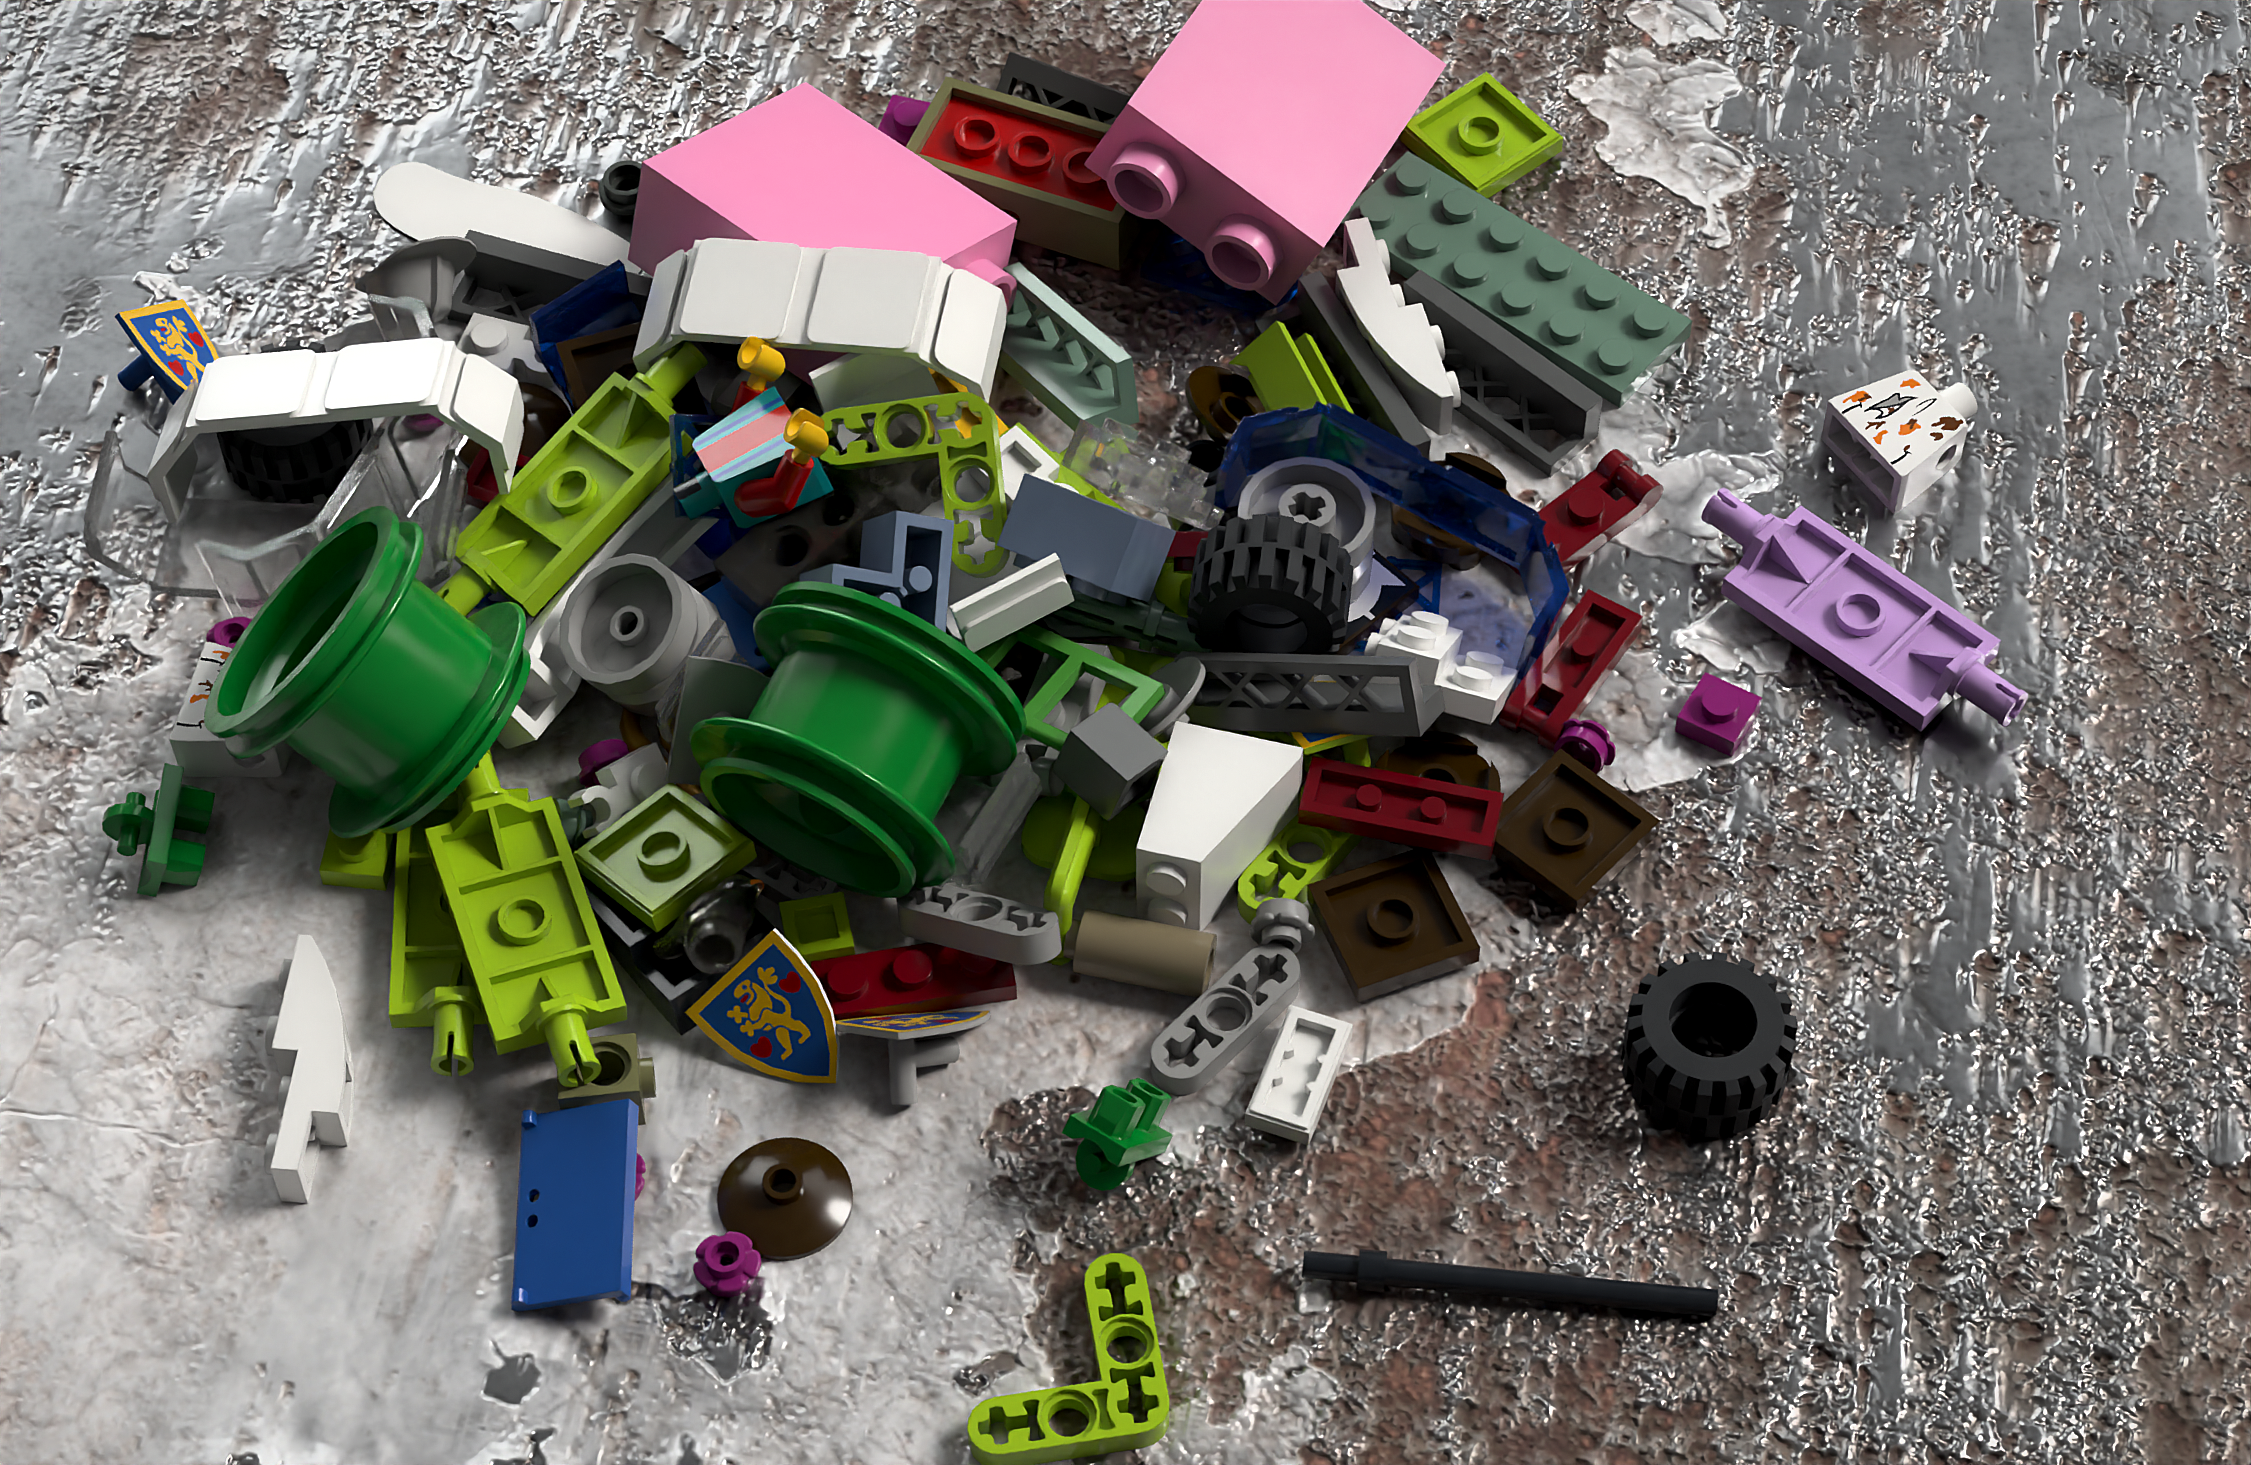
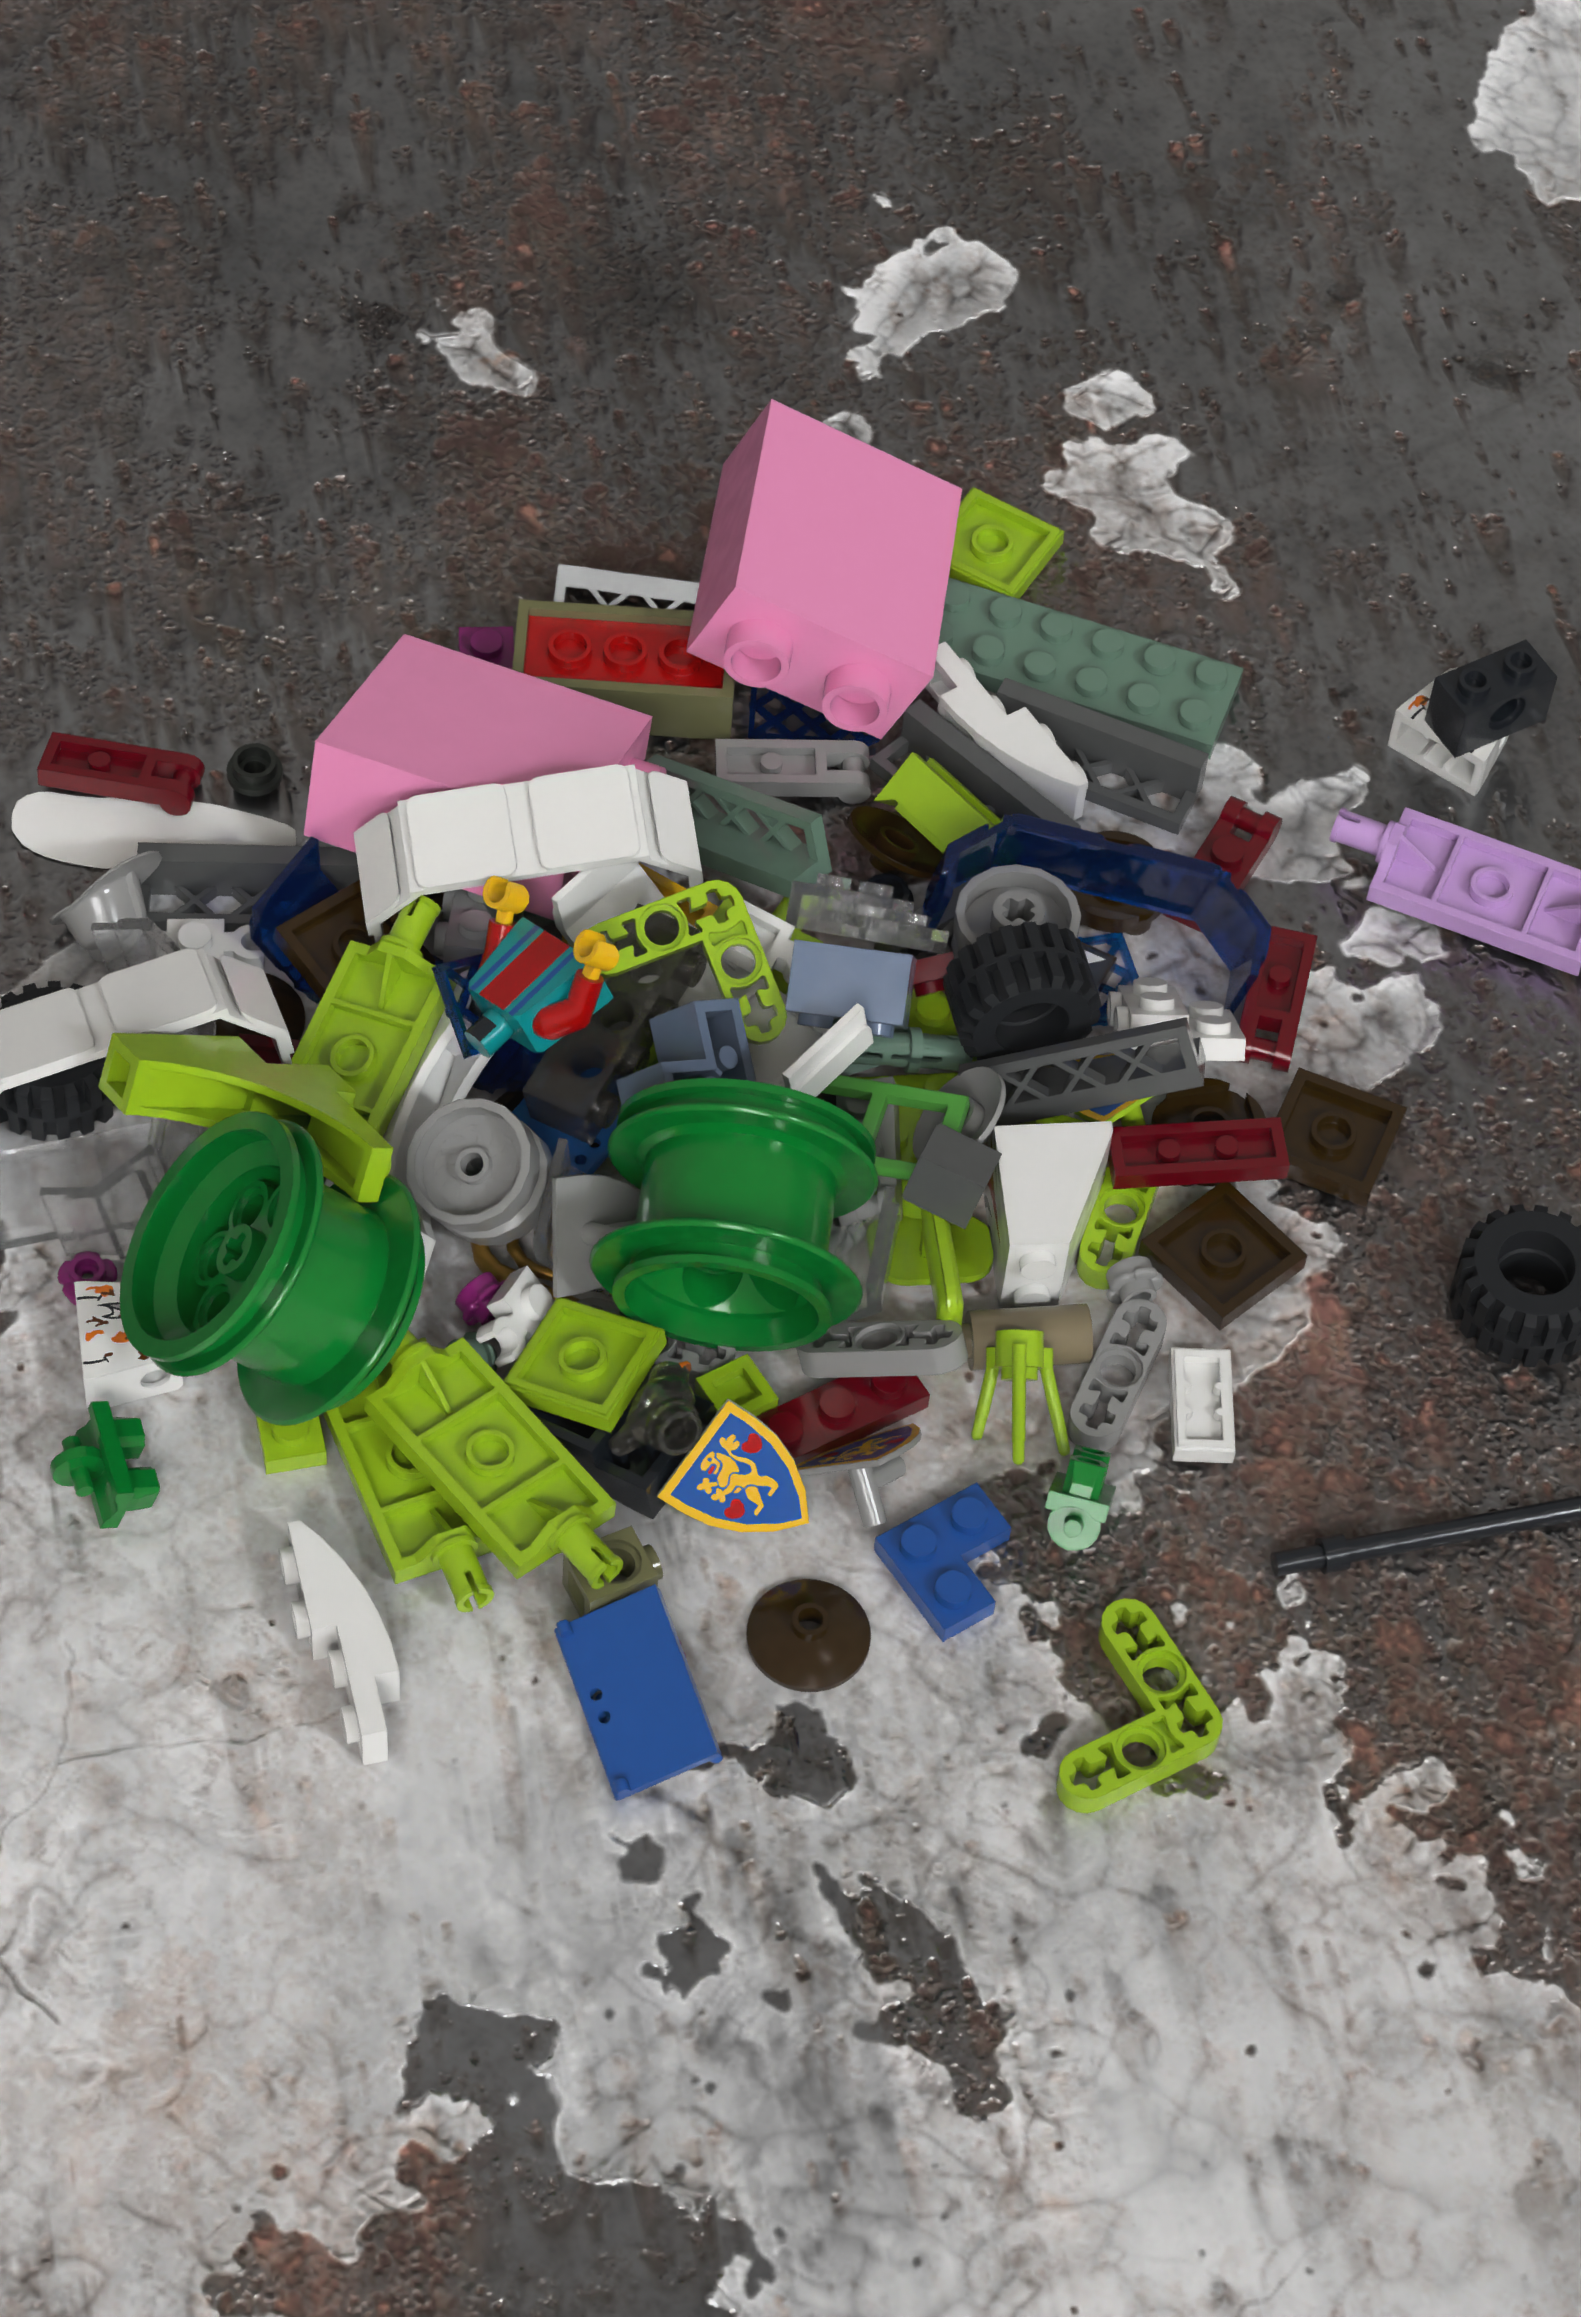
camera: 25 degrees left, 0 degrees up
(466, 518) = (220, 1076): none -> lime arch
(496, 159) = (121, 771): none -> dark red plate
(730, 1279) = (784, 1719): magenta plate -> none
(947, 1148) = (932, 1555): none -> blue plate
(1110, 971) = (1019, 1357): none -> lime plant
(1167, 312) = (796, 767): none -> light grey plate
(1587, 743) = (1328, 1061): magenta plate -> none
(1718, 714) = (1408, 1004): magenta plate -> none
(1928, 409) = (1490, 698): none -> black brick

